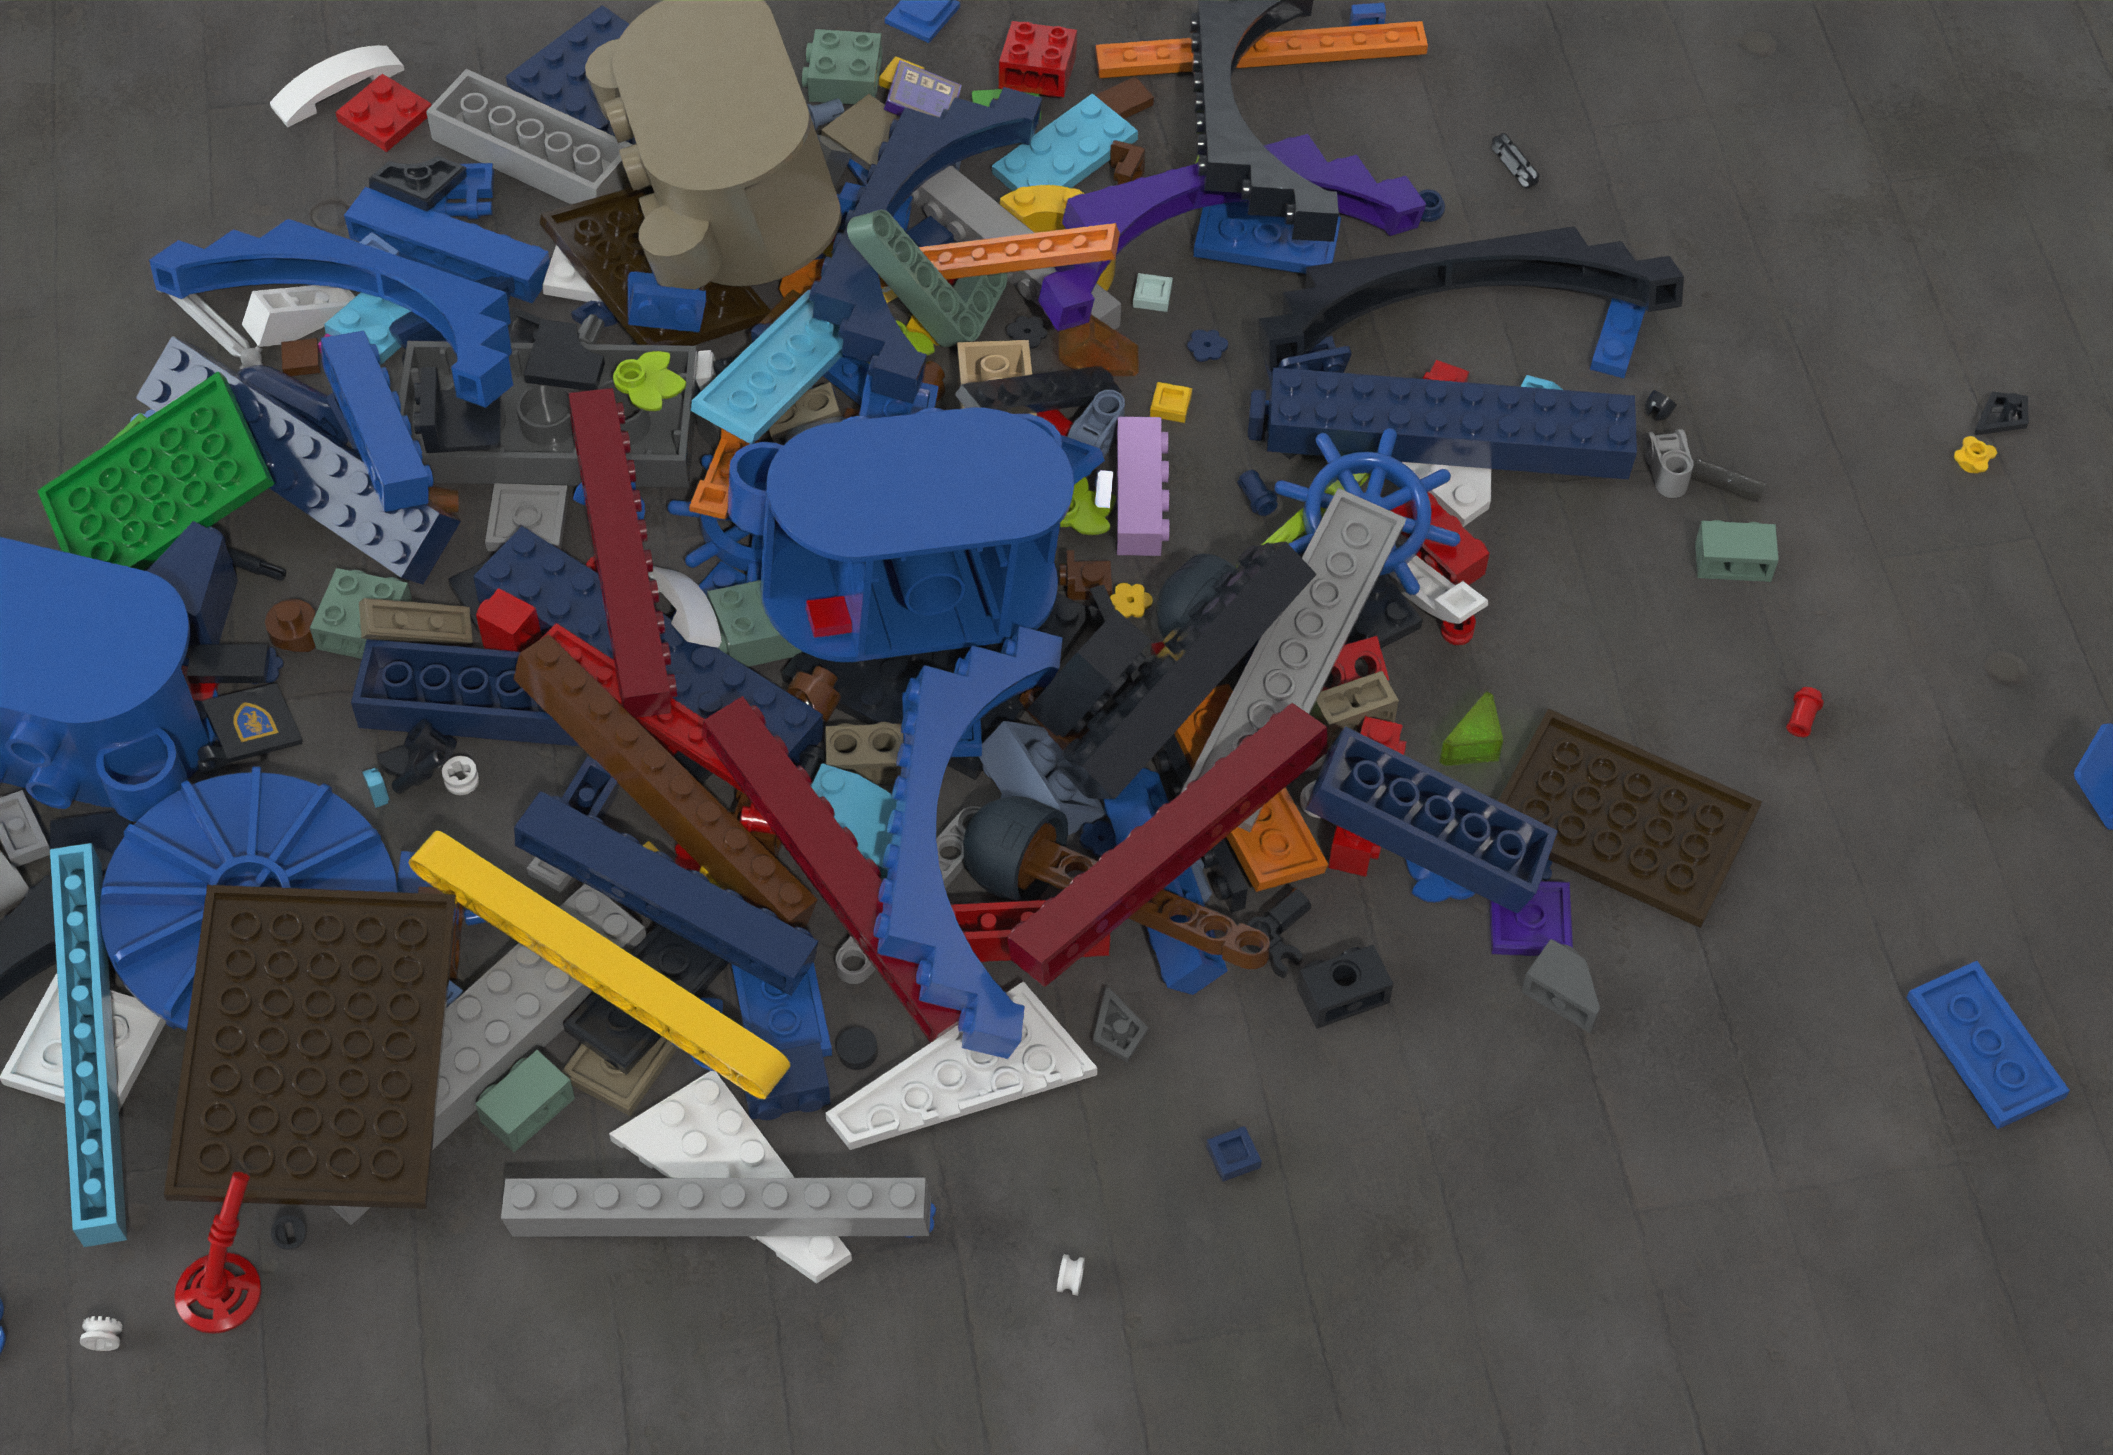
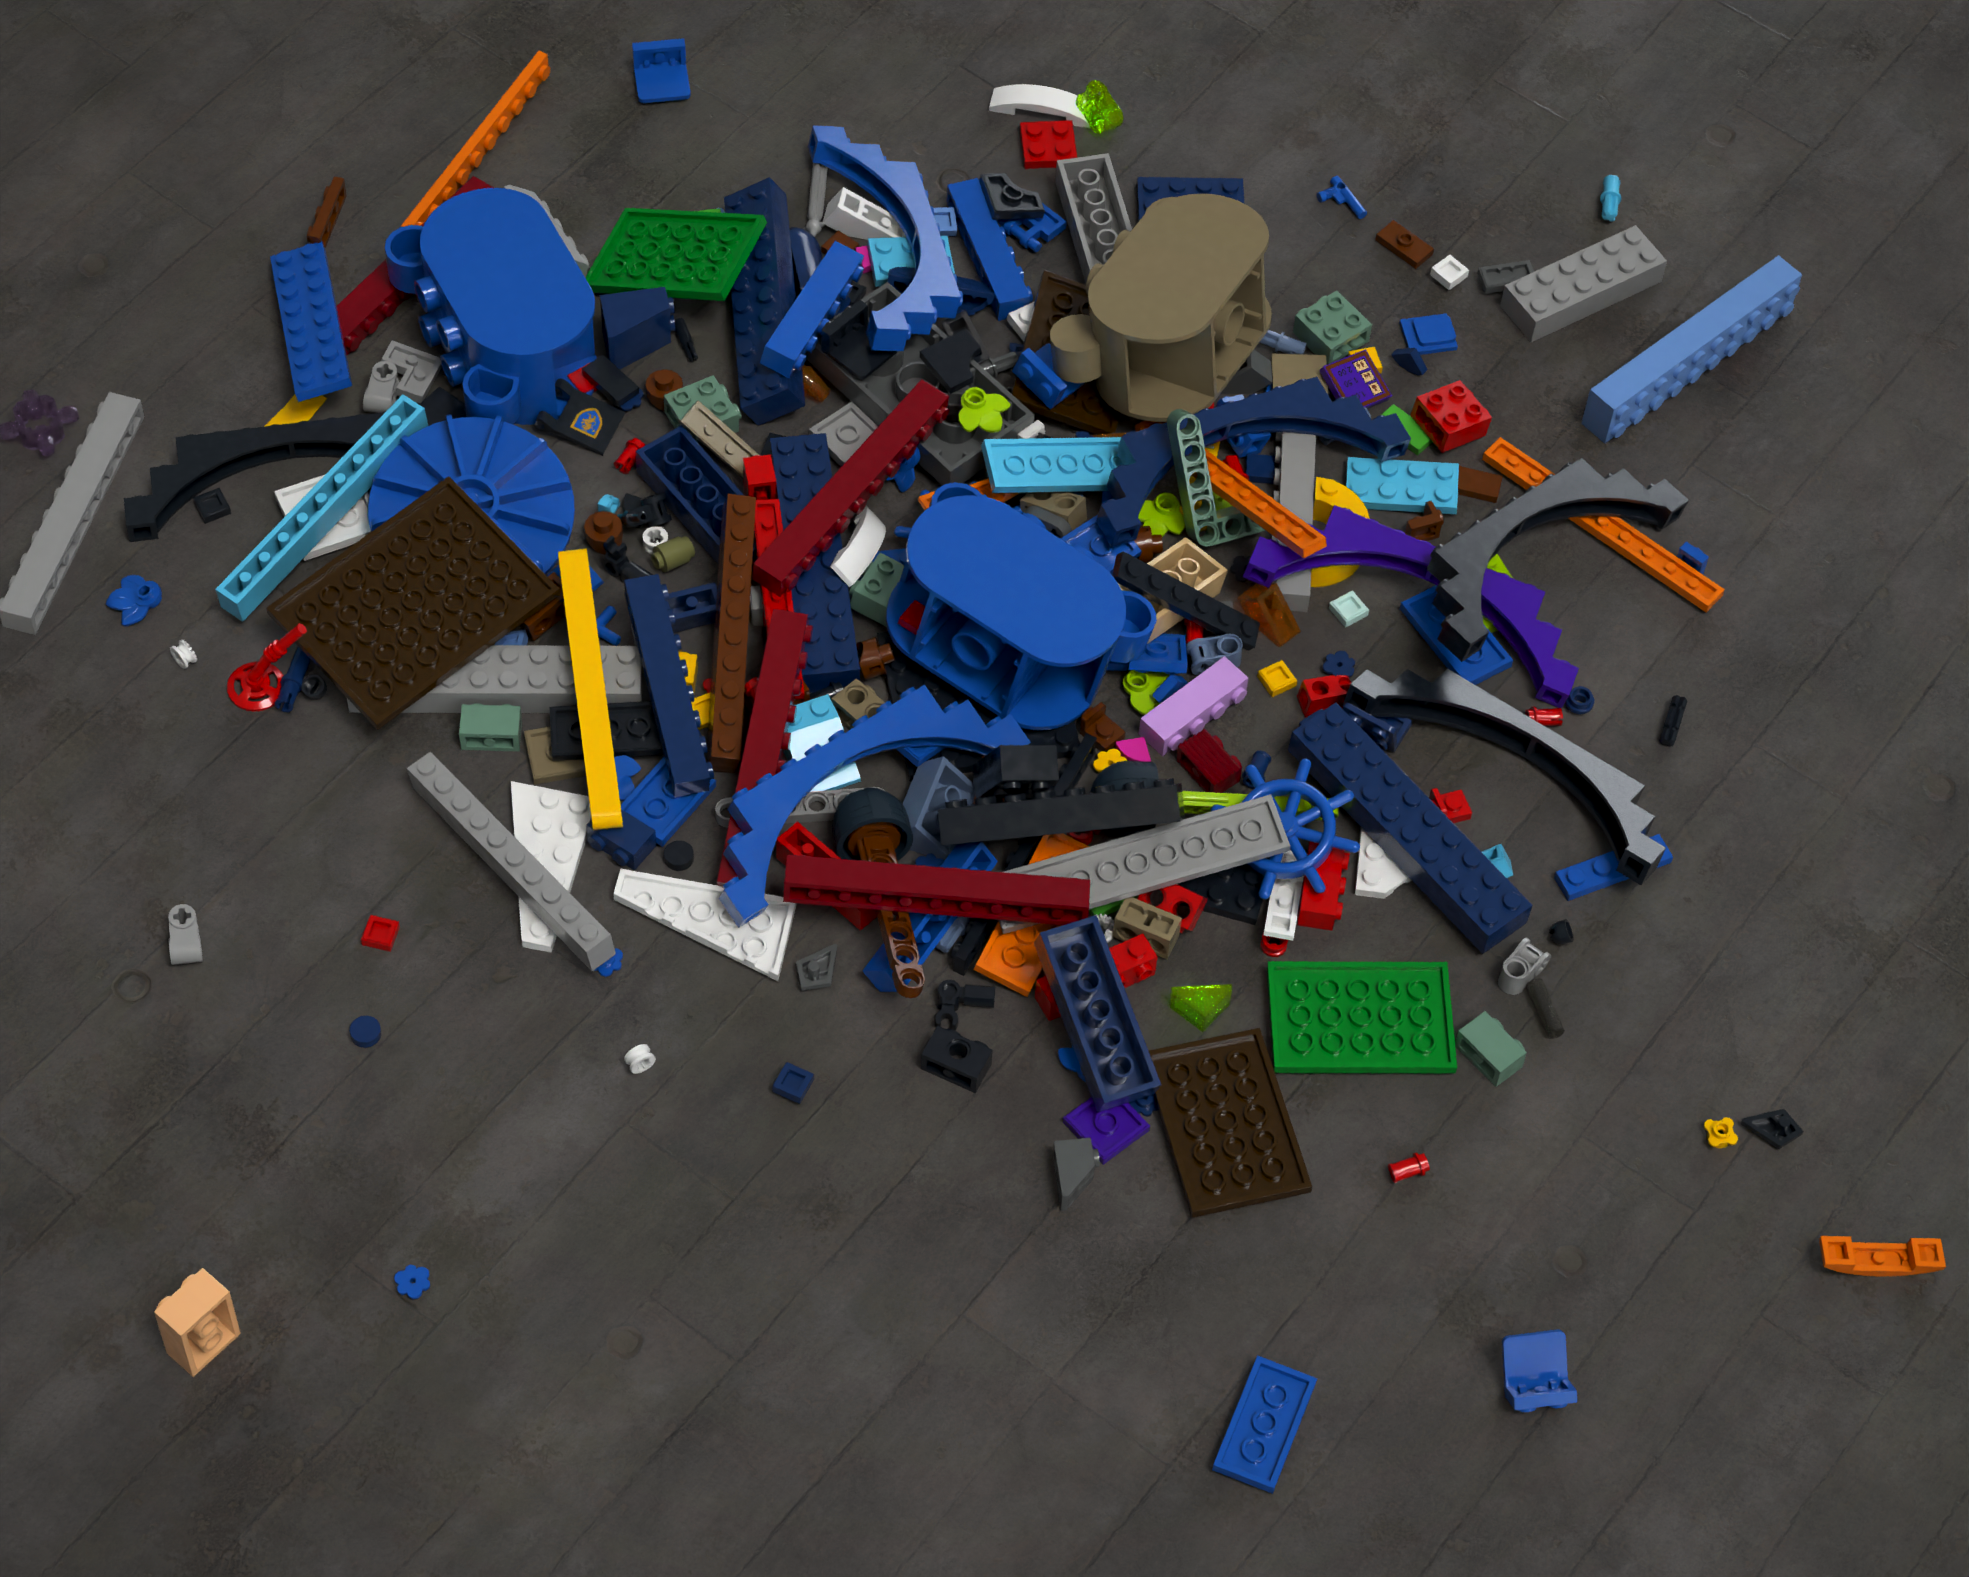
camera: 45 degrees right, 0 degrees up
(259, 1251) = (292, 681): none -> dark blue pin
(334, 709) = (628, 456): none -> red pin
(397, 41) = (1100, 109): none -> clear neon green piece
(401, 811) = (600, 527): none -> reddish brown piece
(477, 825) = (618, 564): none -> black bar
(496, 771) = (672, 553): none -> olive brick
(662, 1410) = (380, 933): none -> red tile
(938, 44) = (1410, 360): none -> dark blue tile
(1137, 570) = (1134, 749): none -> dark pink tile
(1215, 523) = (1209, 762): none -> dark red brick
(1230, 379) = (1322, 693): none -> red leg
(1421, 239) = (1546, 717): none -> red pin
(1607, 623) = (1361, 1017): none -> green plate

